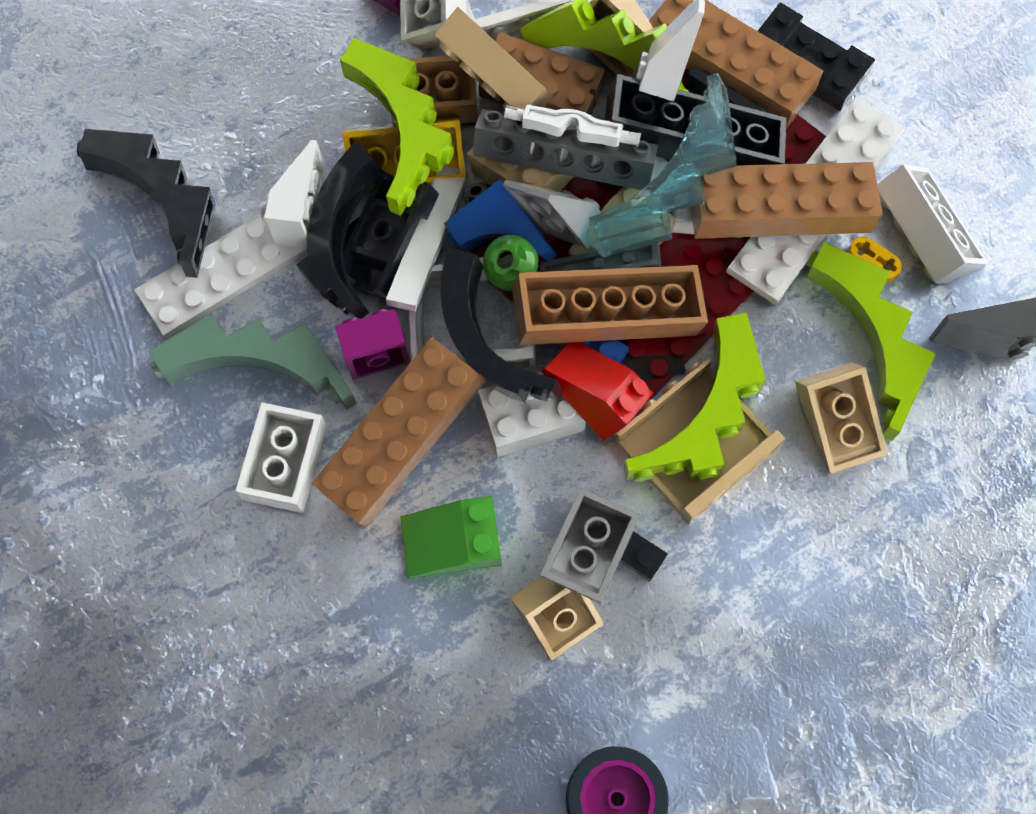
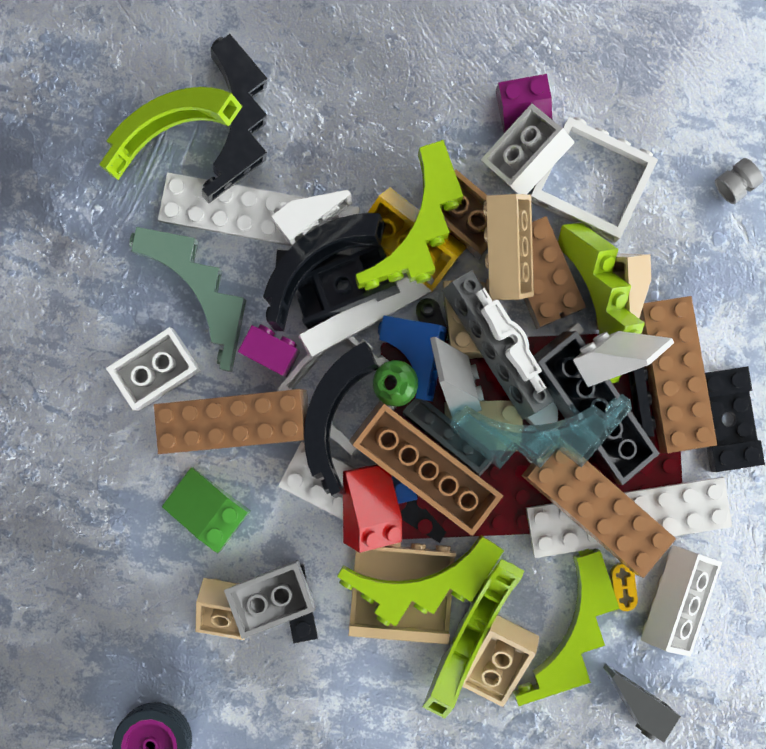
camera: 40 degrees right, 15 degrees up
(86, 237) = (161, 114): none -> lime arch
(792, 412) = (469, 638): none -> lime arch

